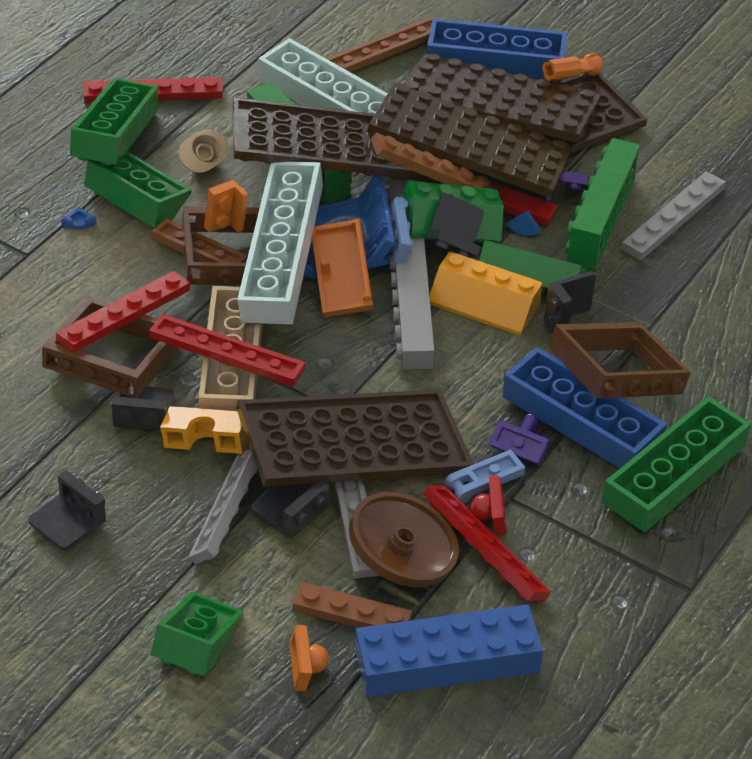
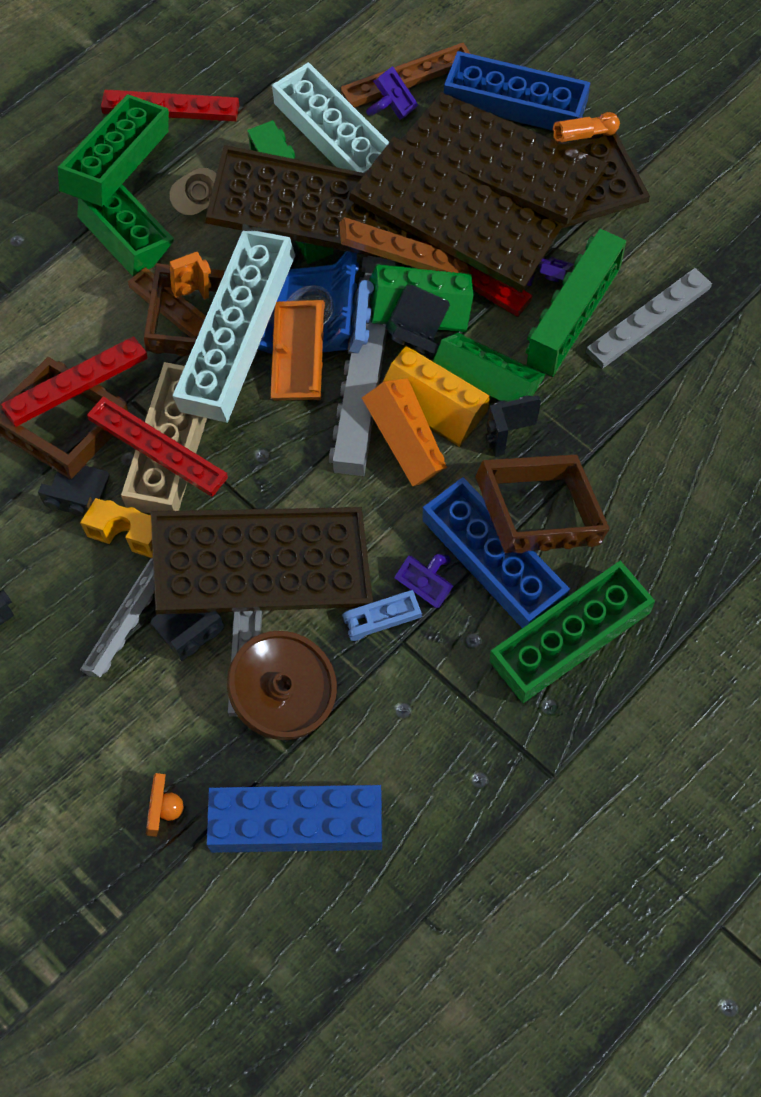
camera: 15 degrees right, 20 degrees up
(78, 219) = (65, 256): blue tile -> none
(195, 633) = (66, 759): green slope -> none
(346, 608) = (219, 753): dark orange plate -> none
(378, 59) = (394, 93): none -> dark purple plate
(469, 318) = (405, 429): none -> orange wedge
(490, 547) = (363, 697): red plate -> none
(492, 506) = (380, 653): red tile -> none
(524, 225) = (493, 314): blue tile -> none

